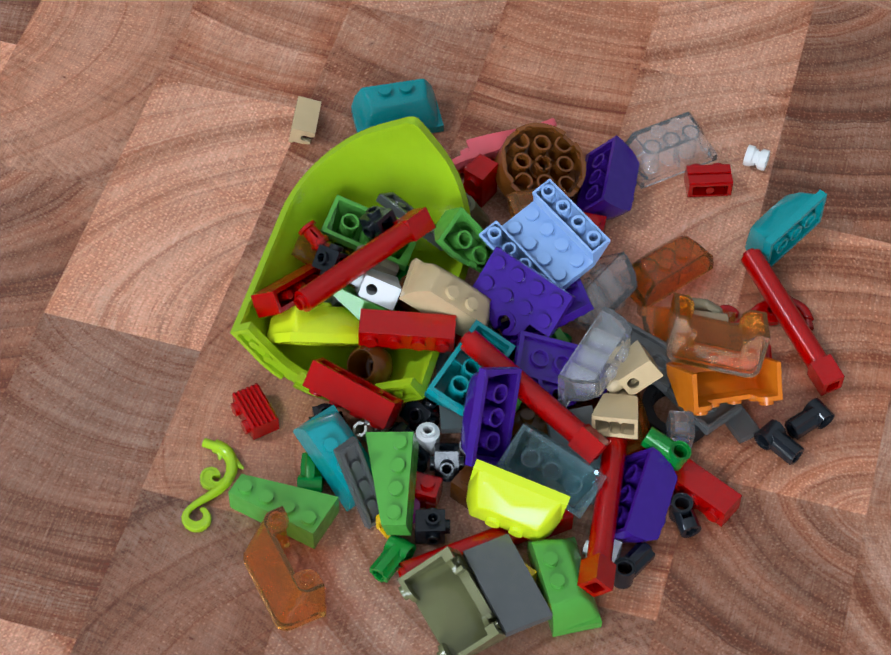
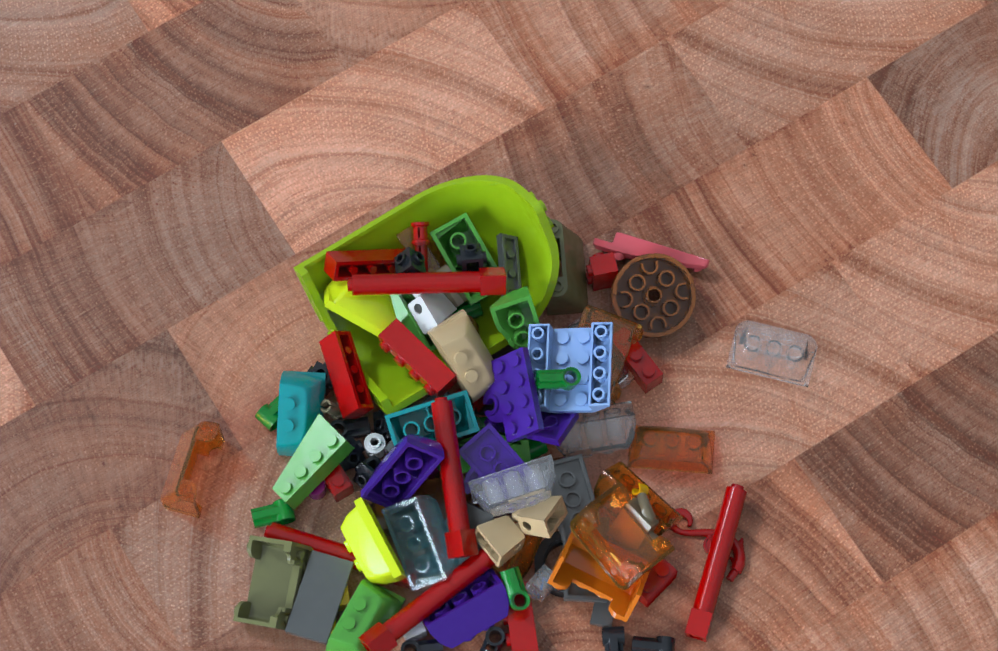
camera: 45 degrees right, 15 degrees up
(214, 488) = (211, 356): lime plant -> none
(254, 411) = (284, 331): red brick -> none
(304, 120) = (530, 119): tan hinge -> none
(308, 510) = (240, 426): bright green wedge -> none
(358, 479) = (287, 437): dark grey tile -> none
(371, 364) = (378, 364): reddish brown helmet -> none
(395, 101) = (603, 165): teal windscreen -> none
(431, 526) = (316, 513): black brick -> none
(549, 251) = (556, 378): none -> green piece
(609, 180) = (696, 345): dark purple windscreen -> none
(708, 180) = (778, 400): red brick -> none
(756, 157) = (834, 411): white wheel -> none
(786, 224) = (790, 485): teal windscreen -> none

